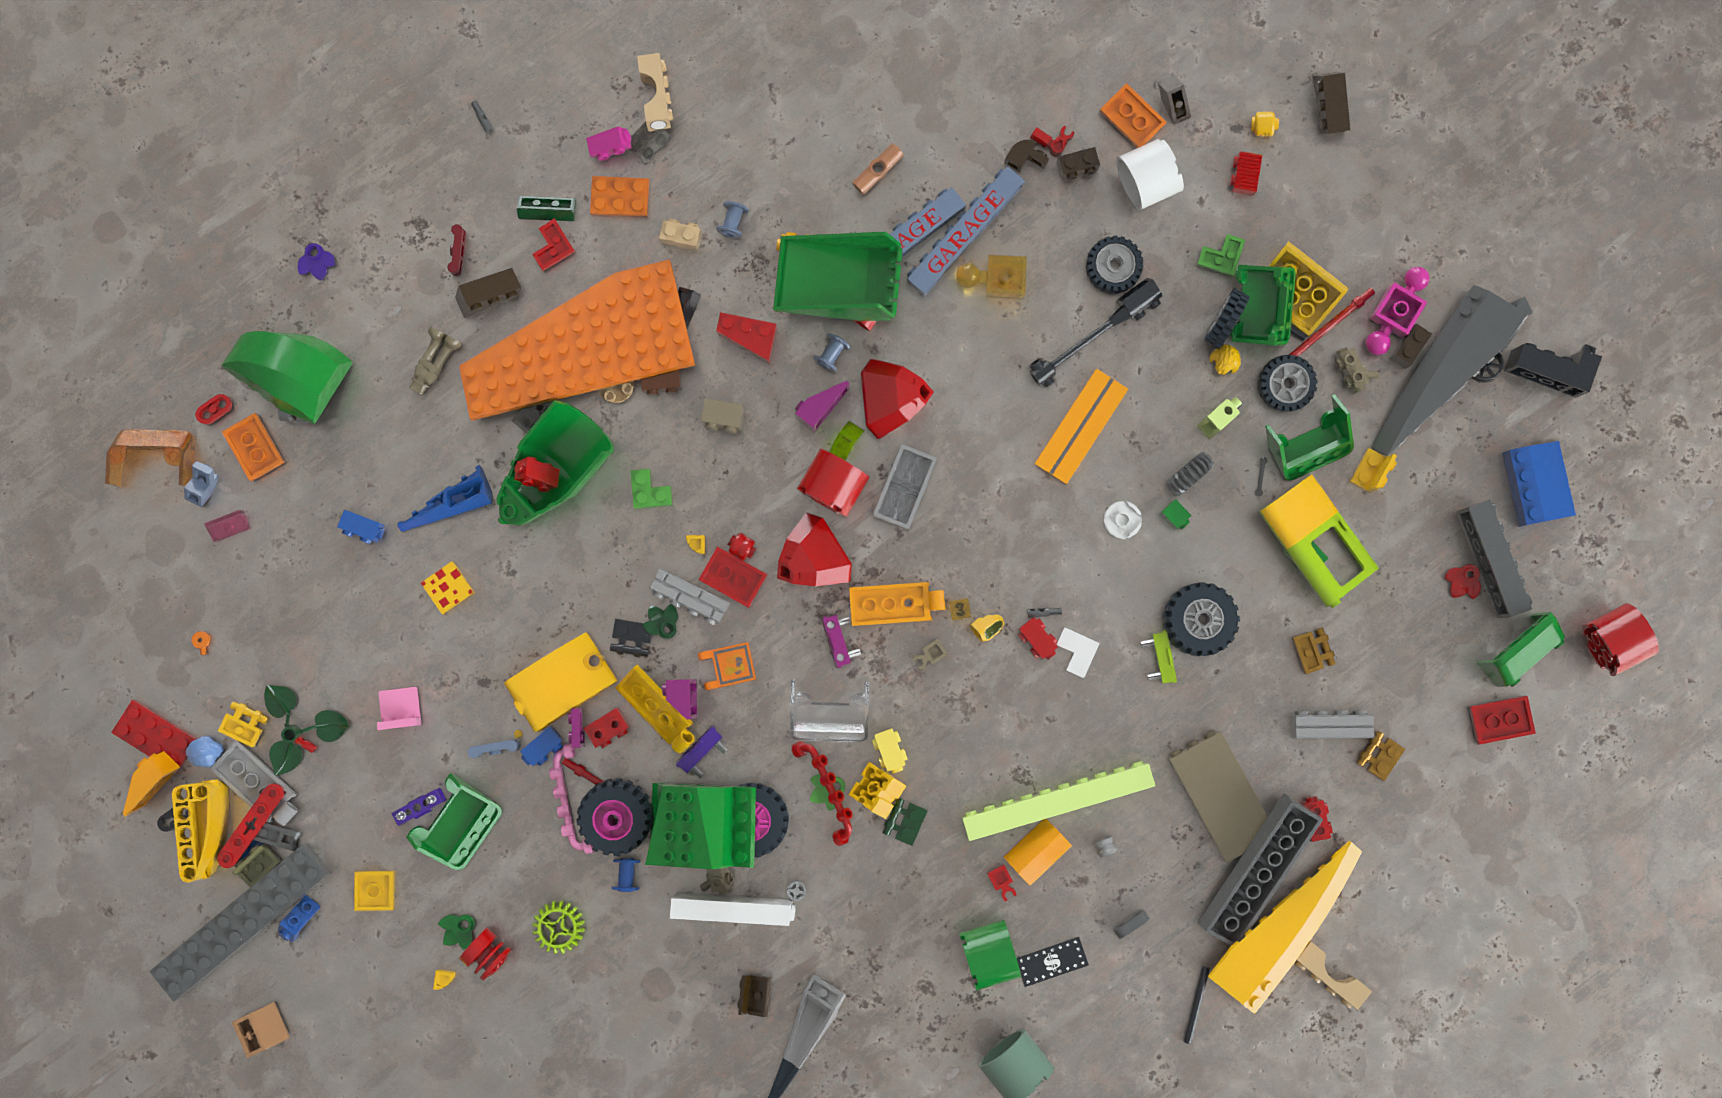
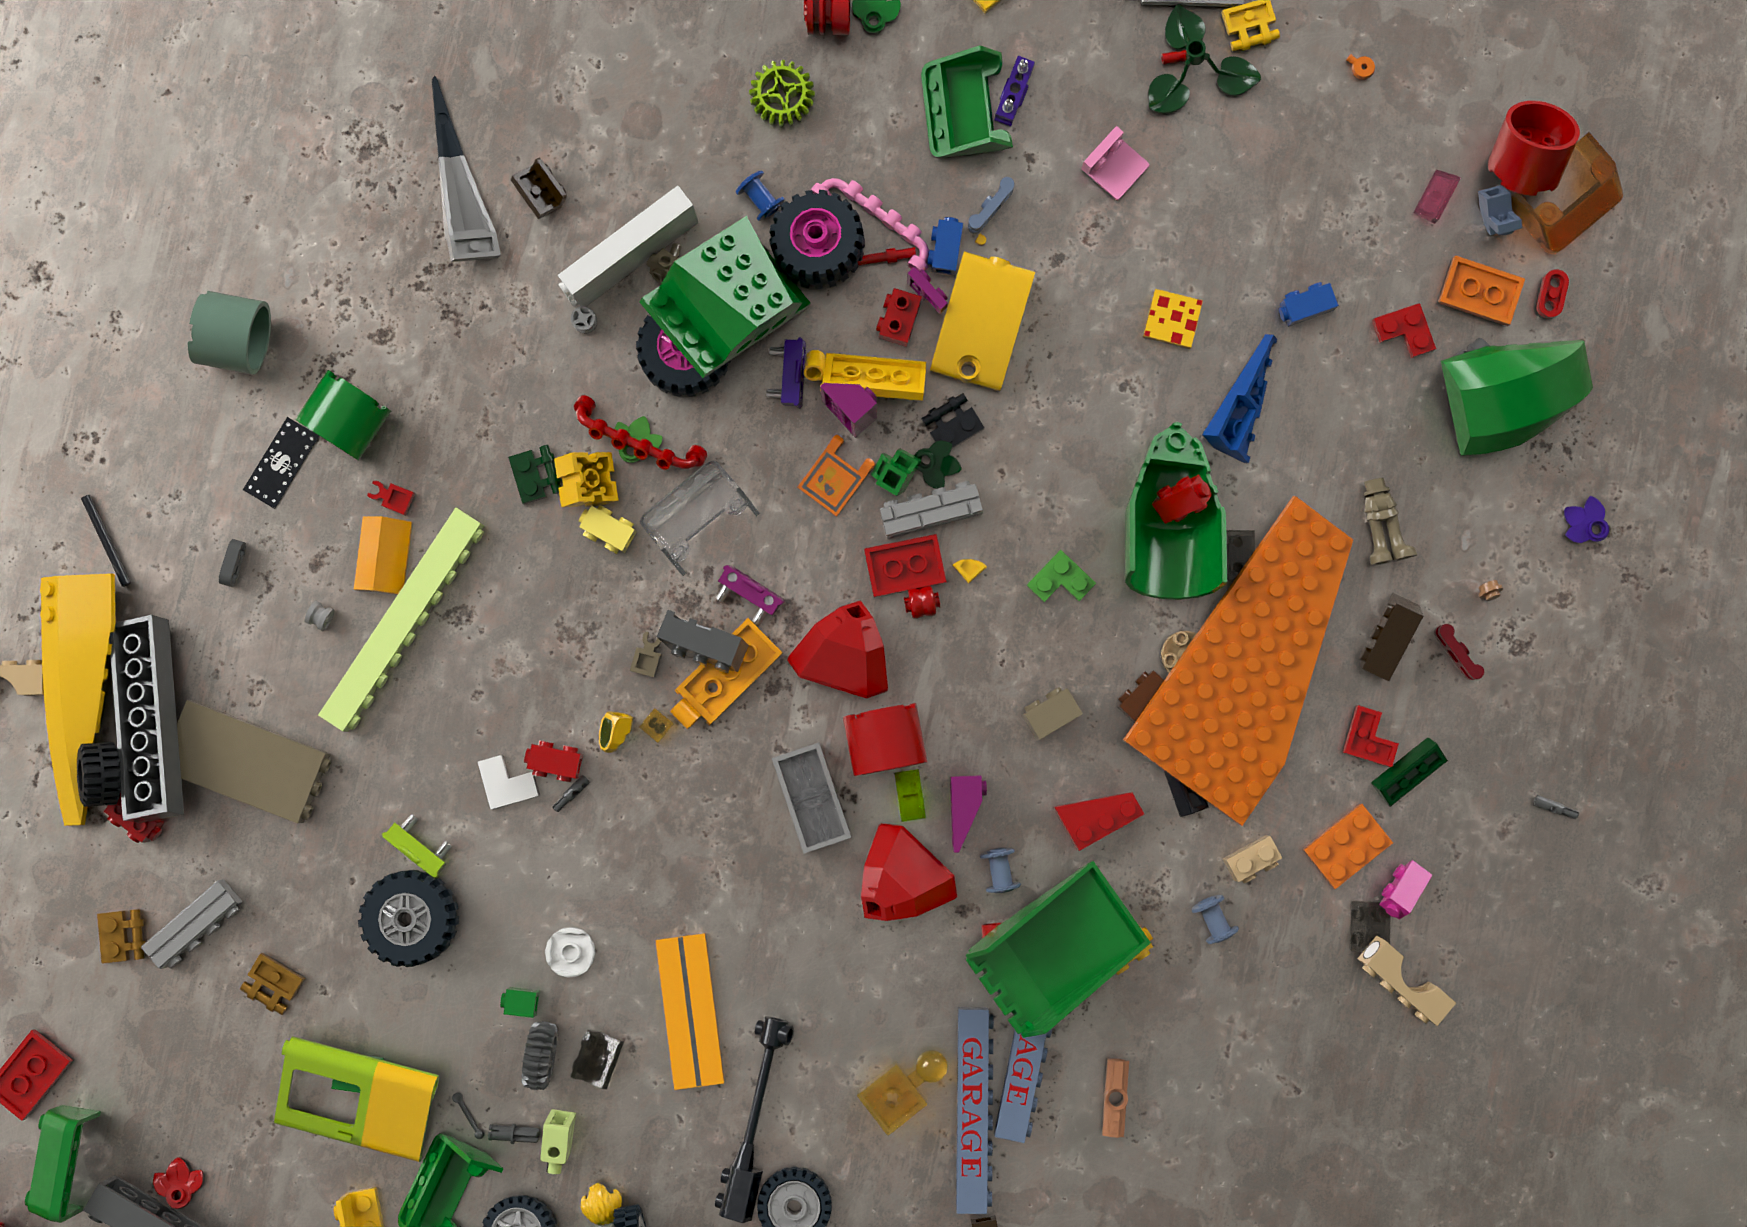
camera: 140 degrees right, 0 degrees up
(145, 501) = (1533, 147): none -> red brick
(312, 462) = (1410, 324): none -> red plate
(406, 269) = (1490, 590): none -> medium nougat plate
(690, 637) = (896, 471): none -> green brick
(891, 632) = (702, 643): none -> dark grey wedge
(1158, 444) = (597, 1058): none -> clear smoke bracket
(1243, 442) = (513, 1133): none -> dark grey axle
(1315, 860) = (98, 774): none -> black tyre

